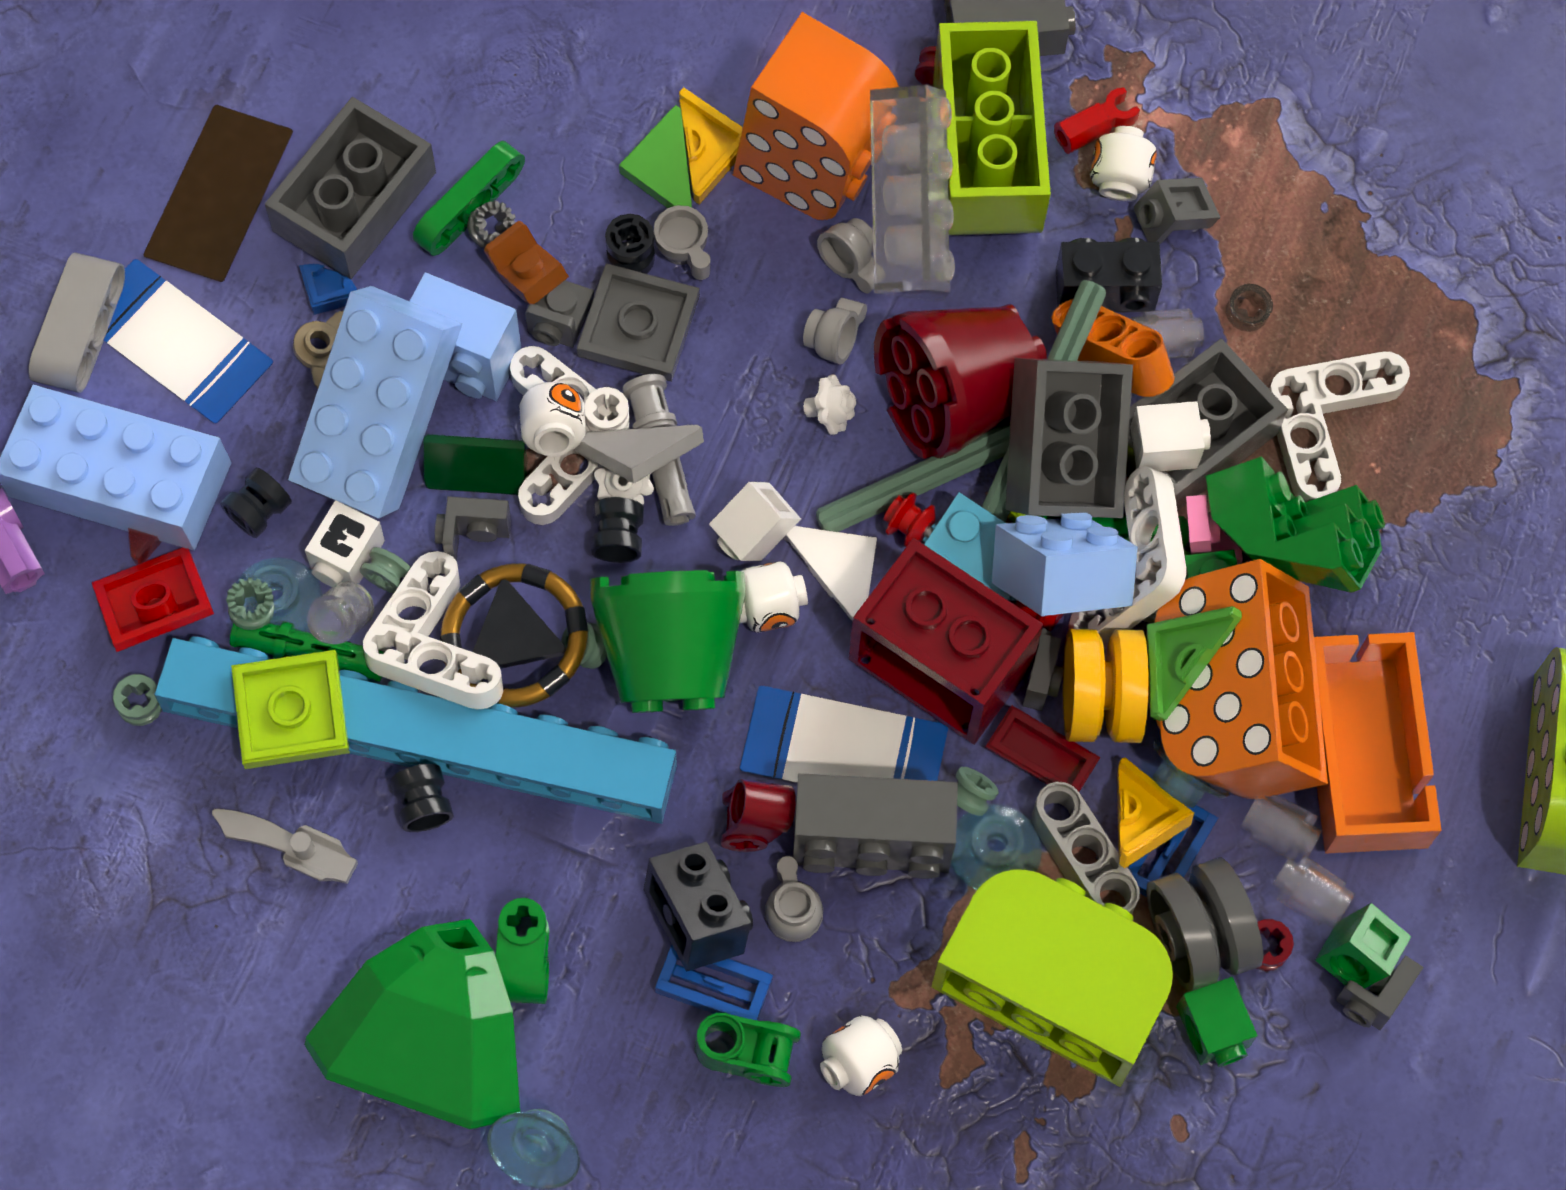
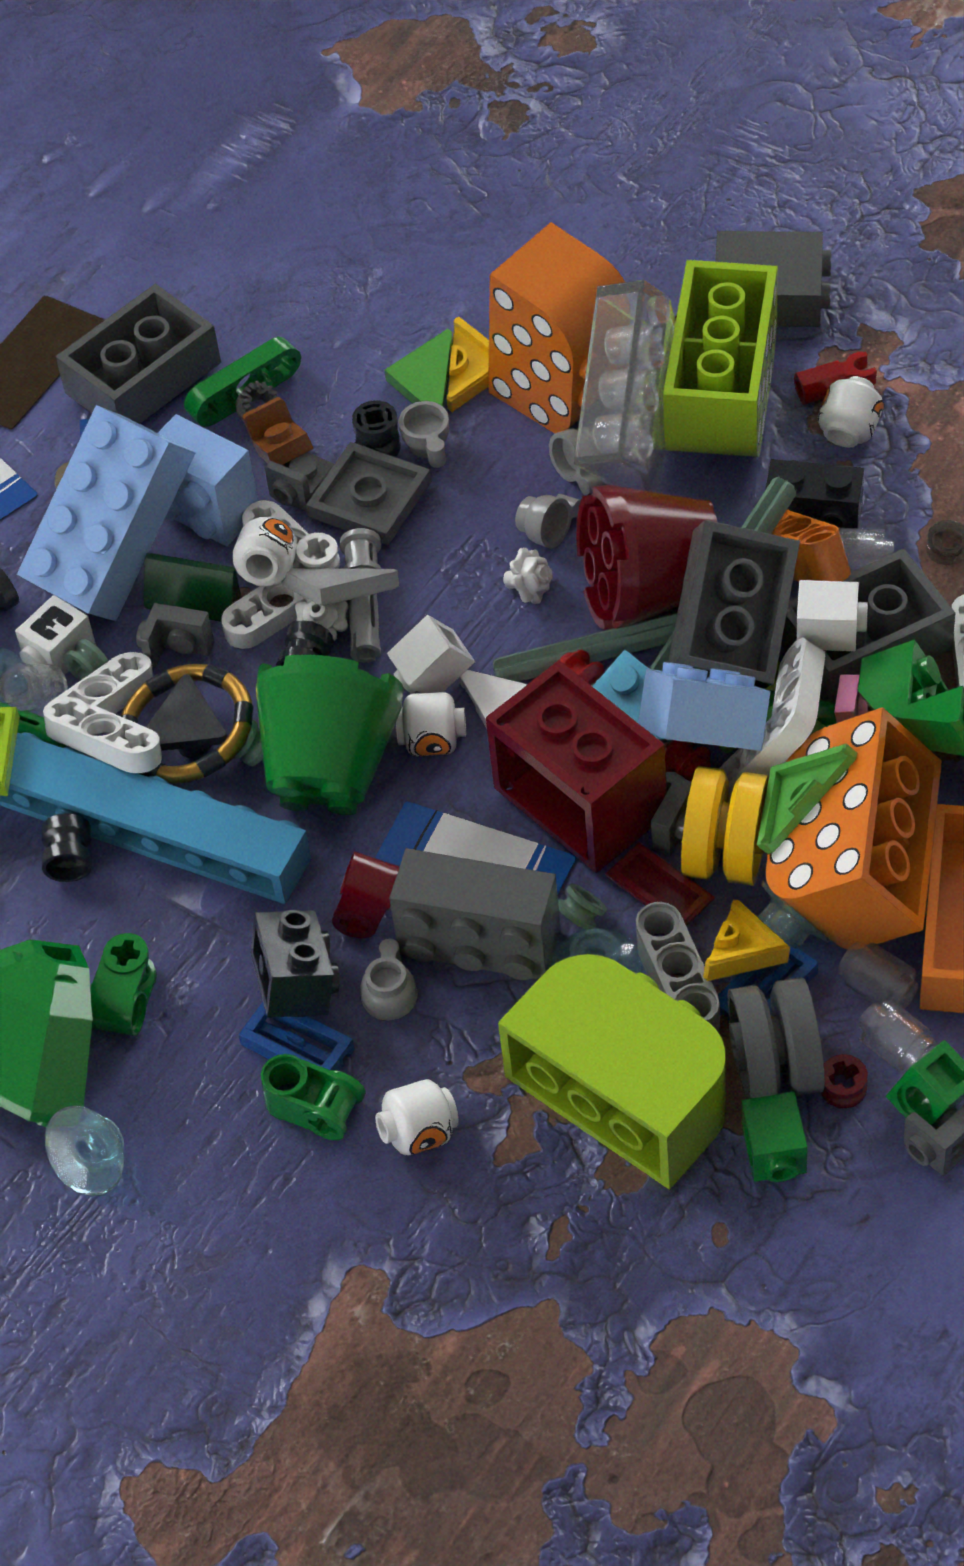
camera: 20 degrees right, 15 degrees down
(1175, 206) = (895, 450): dark grey bracket -> none

